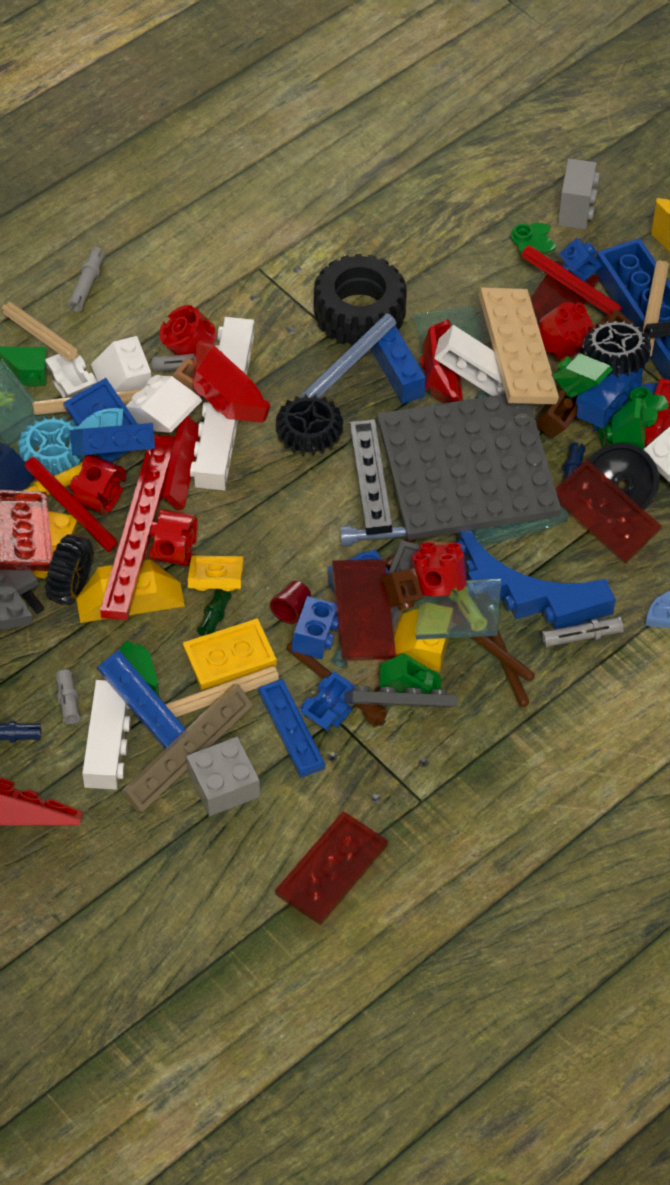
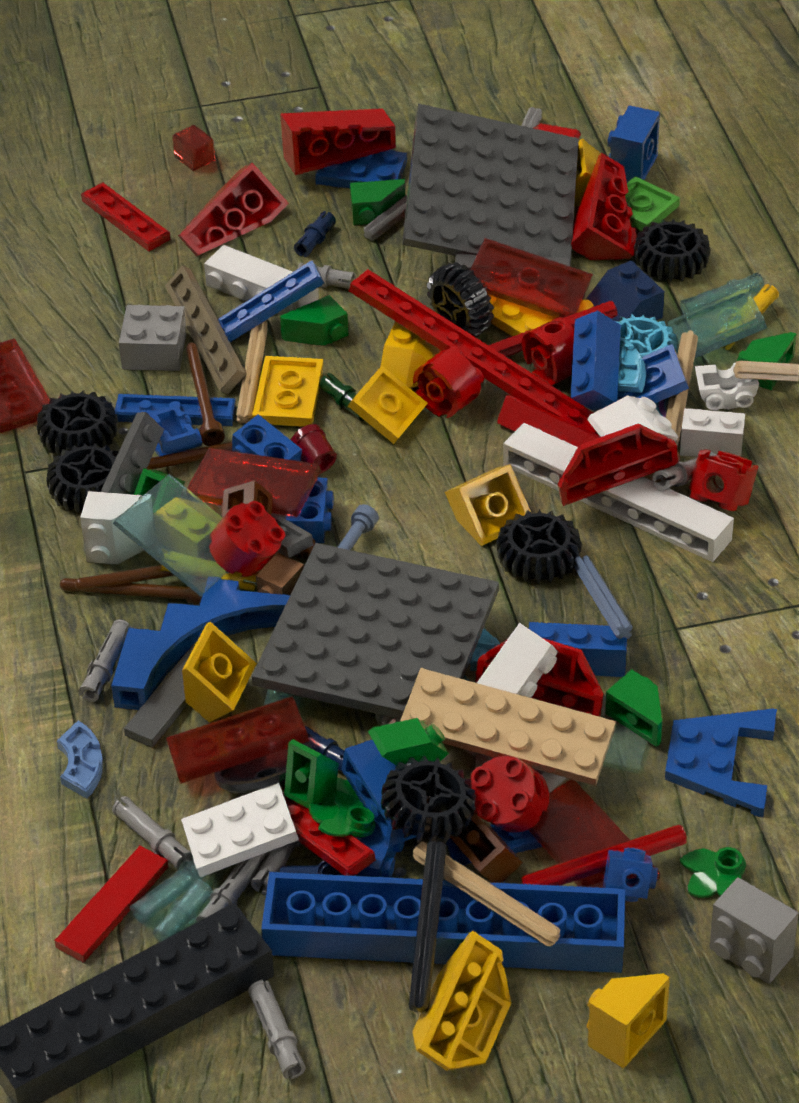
camera: 120 degrees right, 10 degrees down
(57, 899) = (126, 216): none -> red tile
(282, 471) = (487, 503): none -> yellow slope
(311, 678) = (210, 430): none -> reddish brown piece
(357, 277) = (701, 615): black tyre -> none
(371, 477) = (396, 545): plate -> none
(372, 774) = (76, 421): none -> black gear
(422, 729) = (77, 473): none -> black gear
(428, 310) = (636, 705): none -> green slope
(437, 277) = (705, 751): none -> blue wing
(465, 676) = (101, 537): none -> white slope
(566, 542) = (215, 674): none -> yellow slope
(618, 578) = (160, 708): none -> dark grey tile

